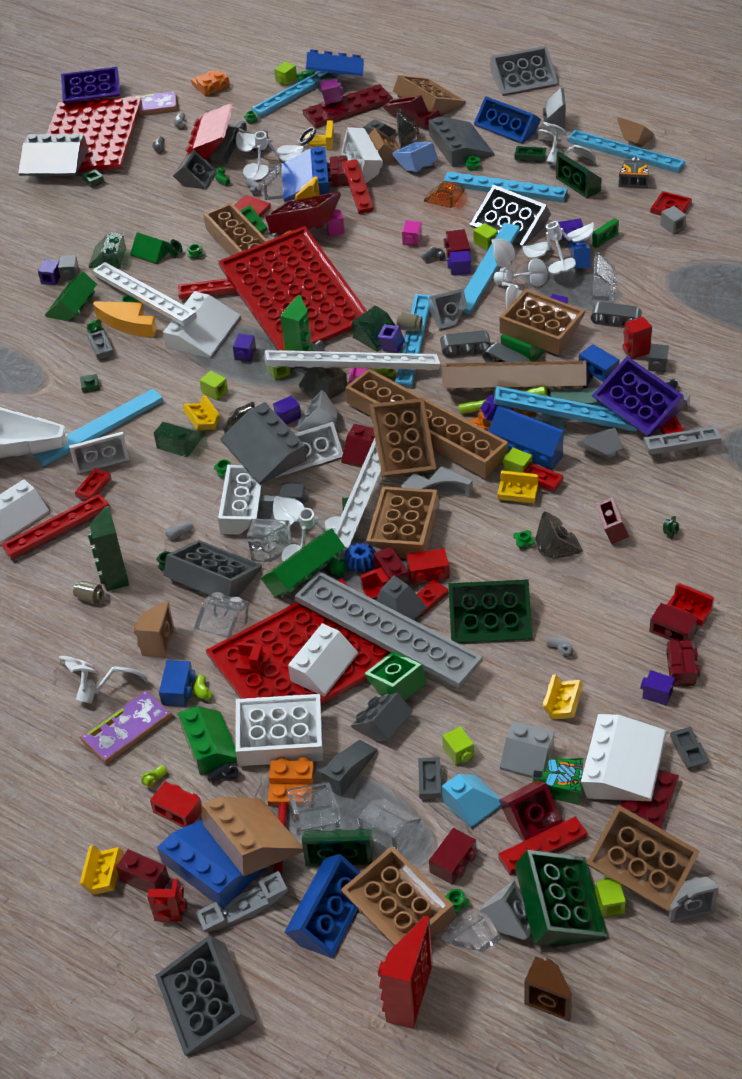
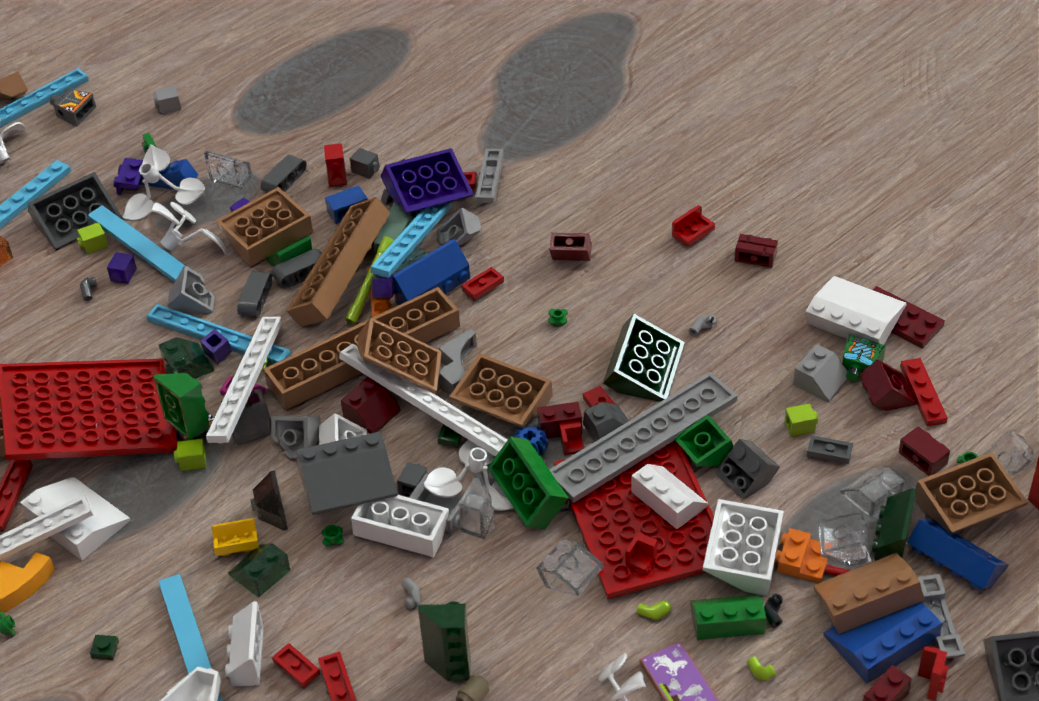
camera: 75 degrees left, 0 degrees up
(100, 344) = (41, 623): dark grey plate -> none
(155, 630) = (570, 628): medium nougat slope -> none
(176, 683) = (642, 628): blue brick -> none
(176, 804) = (806, 653): red brick -> none
(210, 569) = (490, 570): dark grey slope -> none
(213, 385) = (190, 519): lime brick -> none
(244, 347) = (142, 479): dark purple brick -> none
(287, 409) = (274, 459): dark purple brick -> none
(347, 766) = (798, 506): dark grey slope -> none
(410, 322) = (200, 325): dark tan brick -> none
(412, 233) = (41, 295): dark pink brick -> none
(428, 566) = (566, 387): red brick -> none
(456, 241) = (90, 263): dark red brick -> none
(470, 798) = (861, 428): medium azure slope -> none
(508, 912) = (992, 426): light grey slope -> none
(516, 460) = (458, 293): lime brick -> none
(518, 487) = (490, 303): yellow bracket -> none
(554, 539) = (572, 293): clear smoke slope -> none
(559, 899) = (986, 393): dark green slope -> none
(562, 698) = (770, 335): yellow bracket -> none
(577, 176) = (48, 145): dark green slope -> none
(610, 897) = (991, 359): lime brick -> none
(642, 857) = (964, 322): medium nougat slope -> none
(657, 687) = (778, 272): dark purple brick -> none
(668, 200) = (137, 97): red tile -> none
(671, 527) = (591, 214): dark green plate -> none
(673, 623) = (710, 243): dark red brick -> none
(688, 748) = (853, 273): dark grey slope -> none
(694, 899) = (1005, 305): light grey slope -> none

